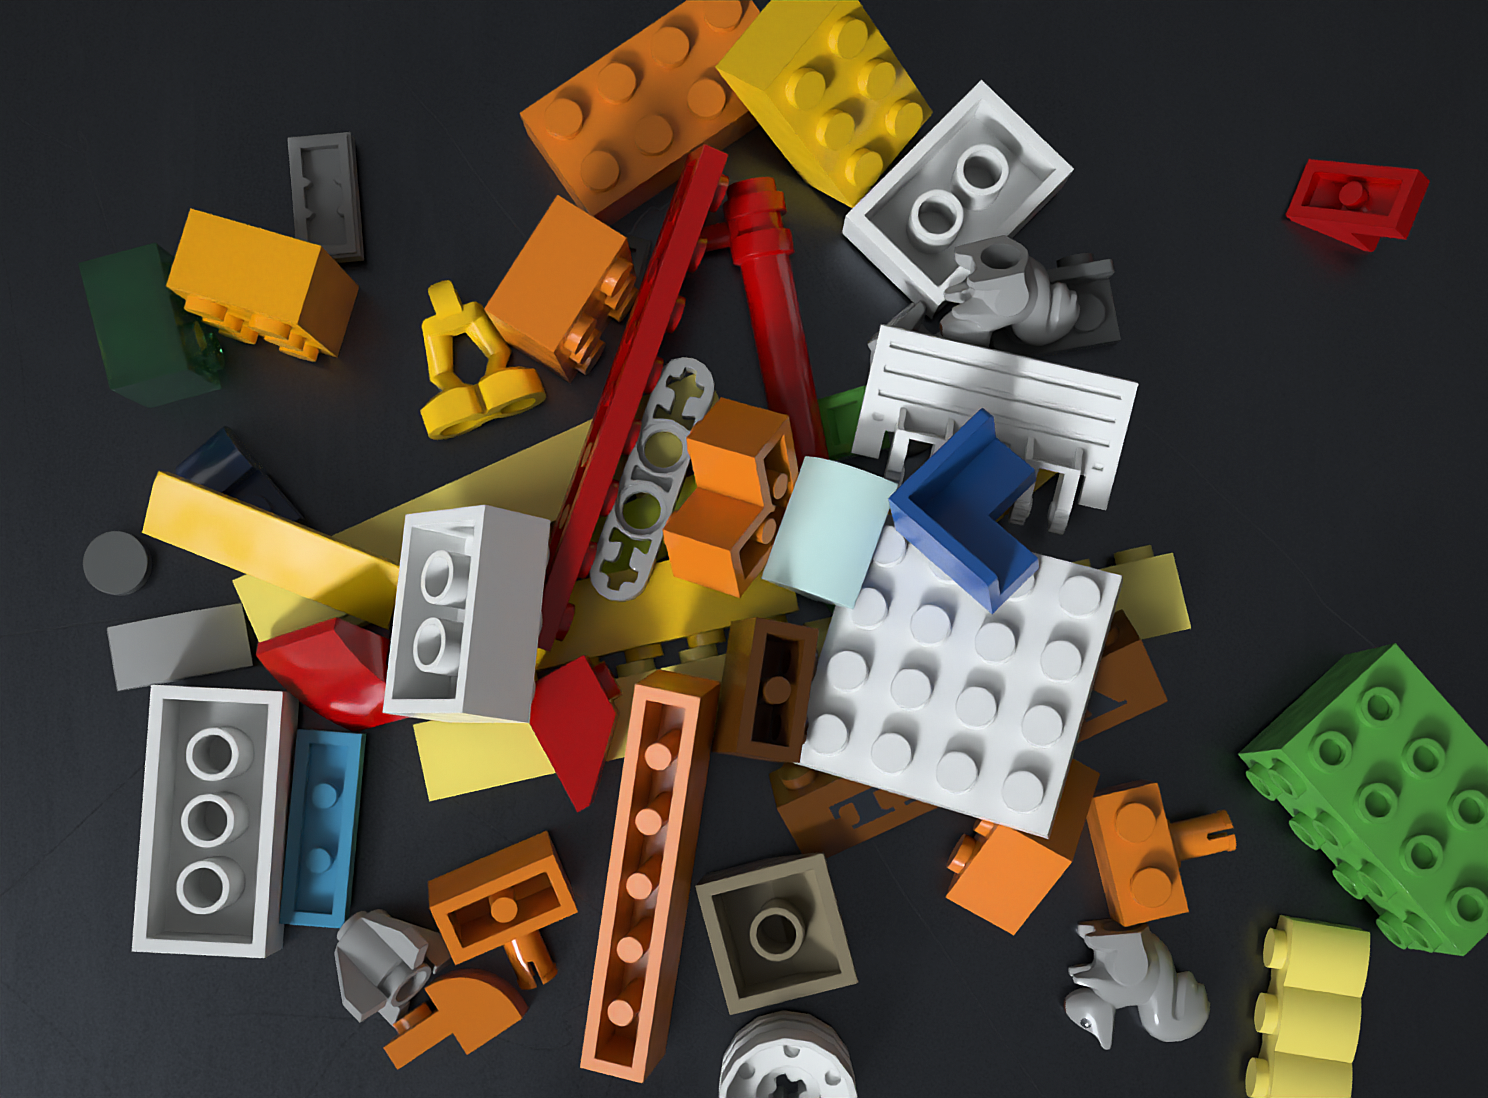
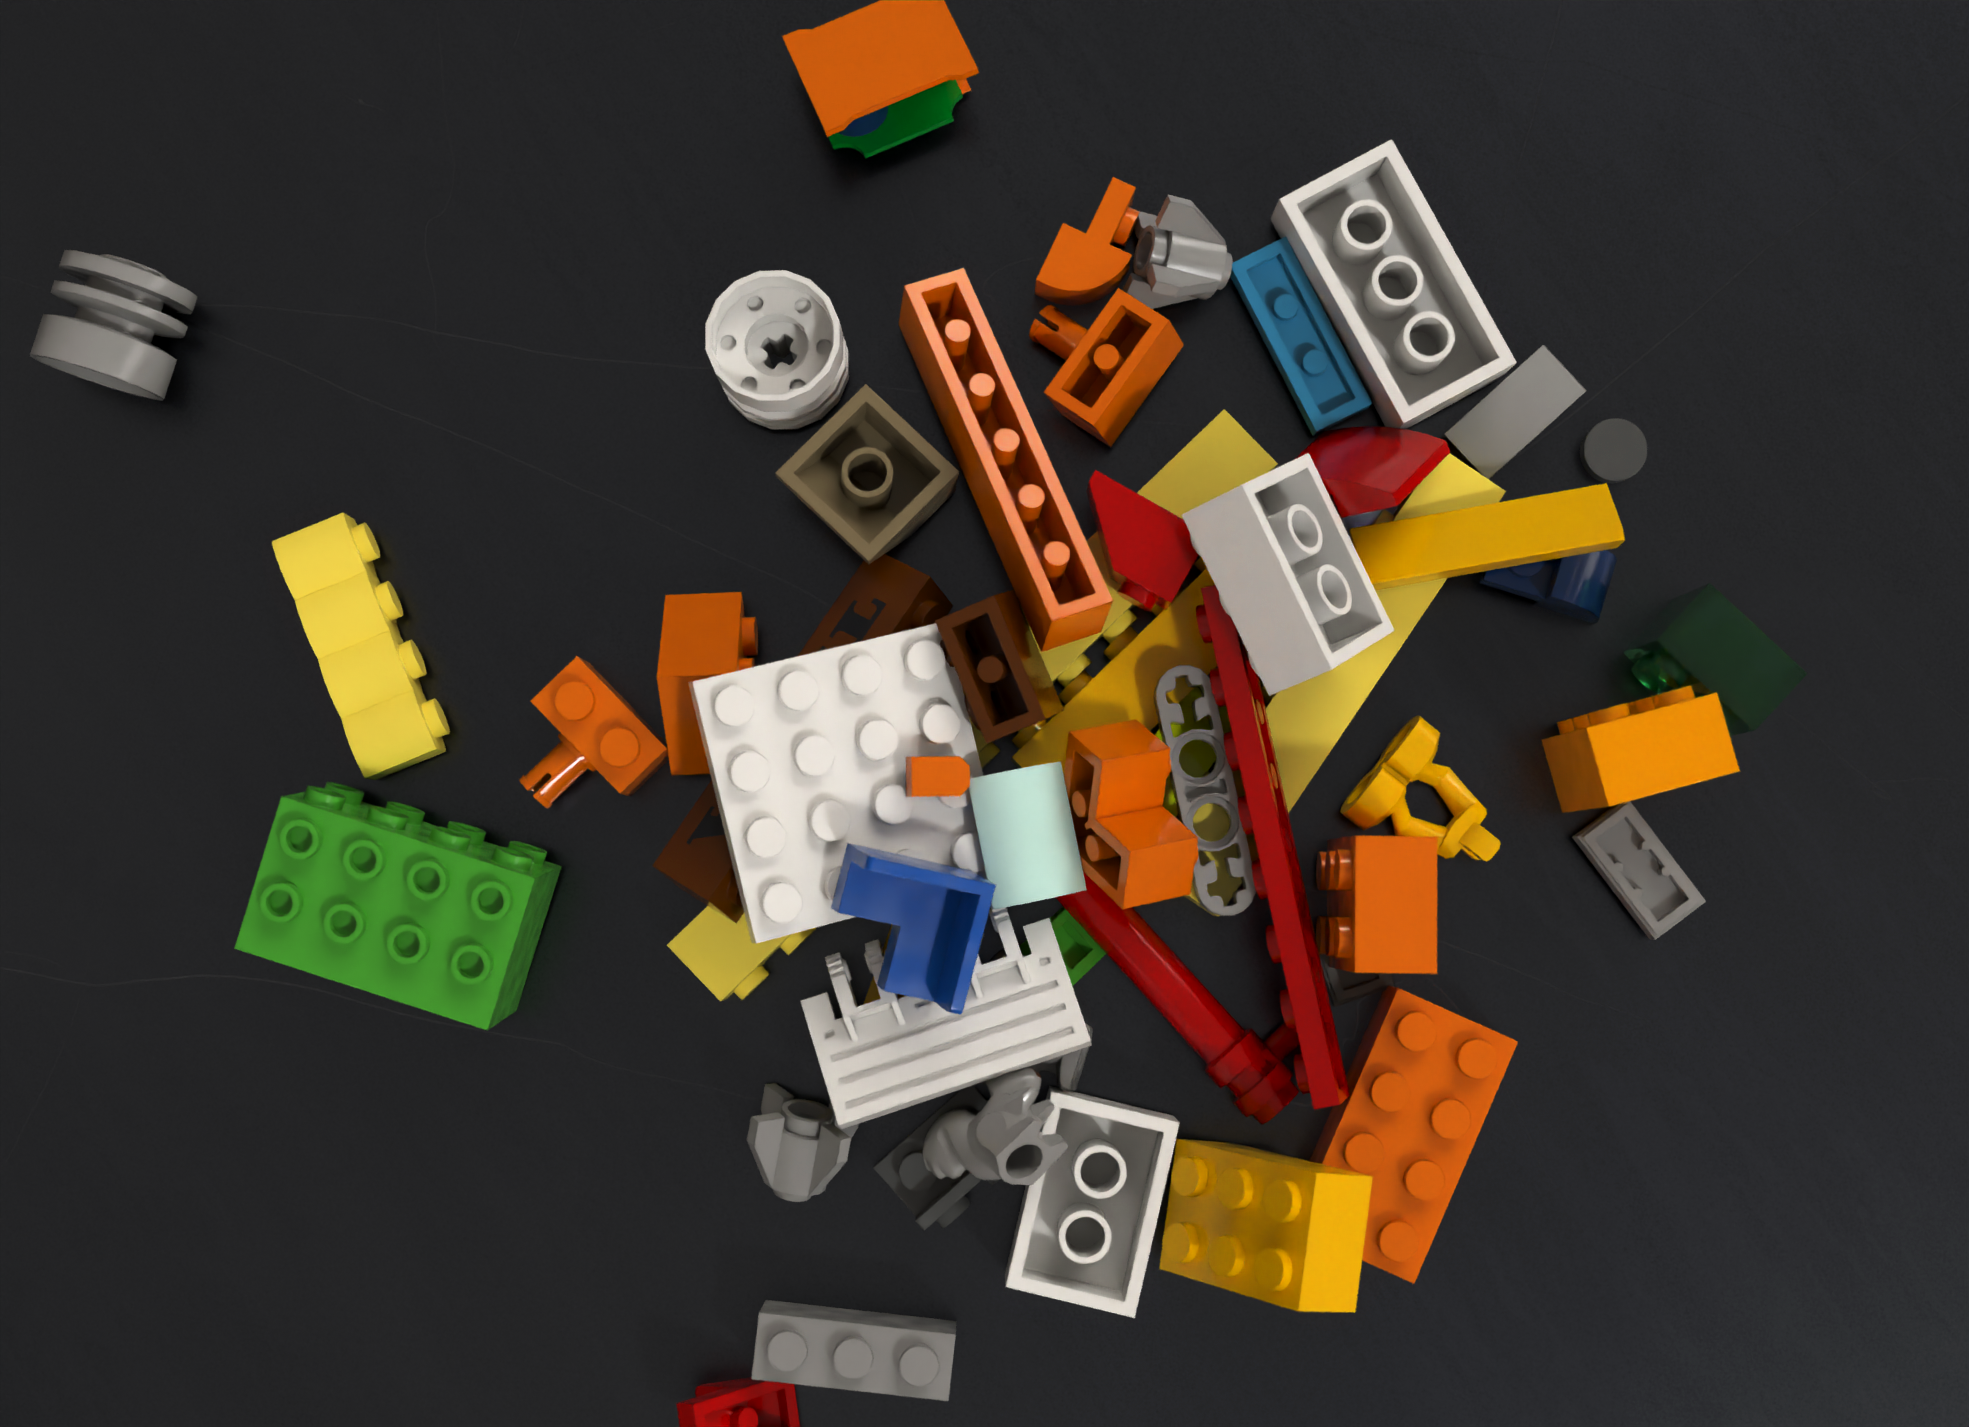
camera: 150 degrees right, 0 degrees up
(879, 626) = (936, 776): none -> orange piece
(1132, 970) = (546, 627): light grey animal -> none
(1176, 396) = (797, 1144): none -> light grey brick
(1226, 199) = (854, 1350): none -> light grey brick

